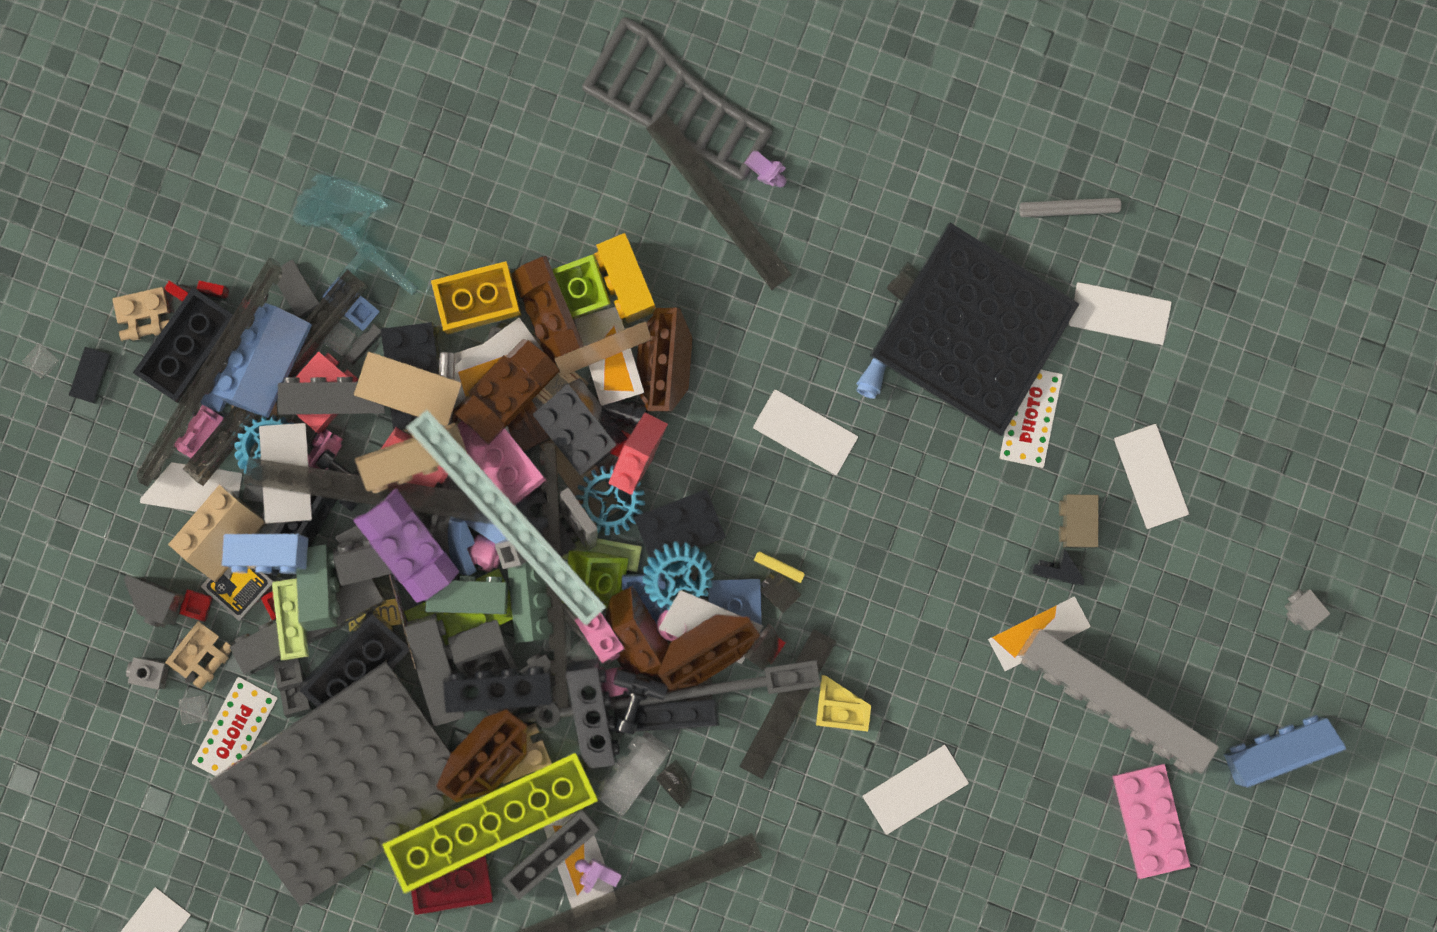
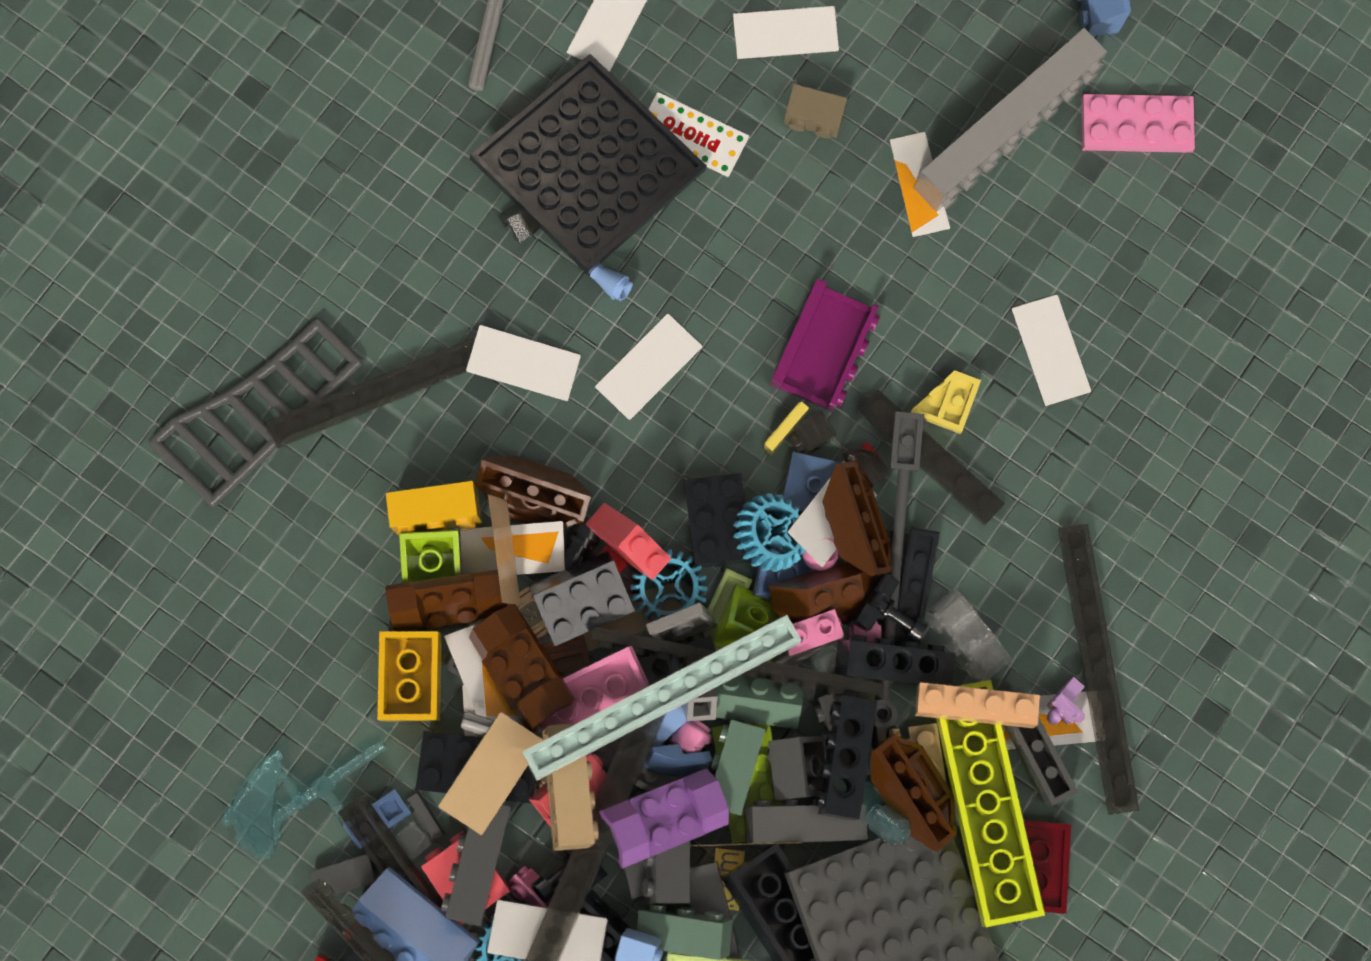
camera: 80 degrees left, 5 degrees down
(450, 740) = (888, 824): none -> clear light blue brick
(569, 792) = (977, 705): none -> light nougat brick
(676, 783) = (987, 595): clear smoke brick -> none
(767, 170) = (360, 332): lavender piece -> none
(778, 320) = (523, 363): none -> white sticker
(863, 584) = (825, 347): none -> magenta panel
(1065, 571) = (862, 140): black slope -> none

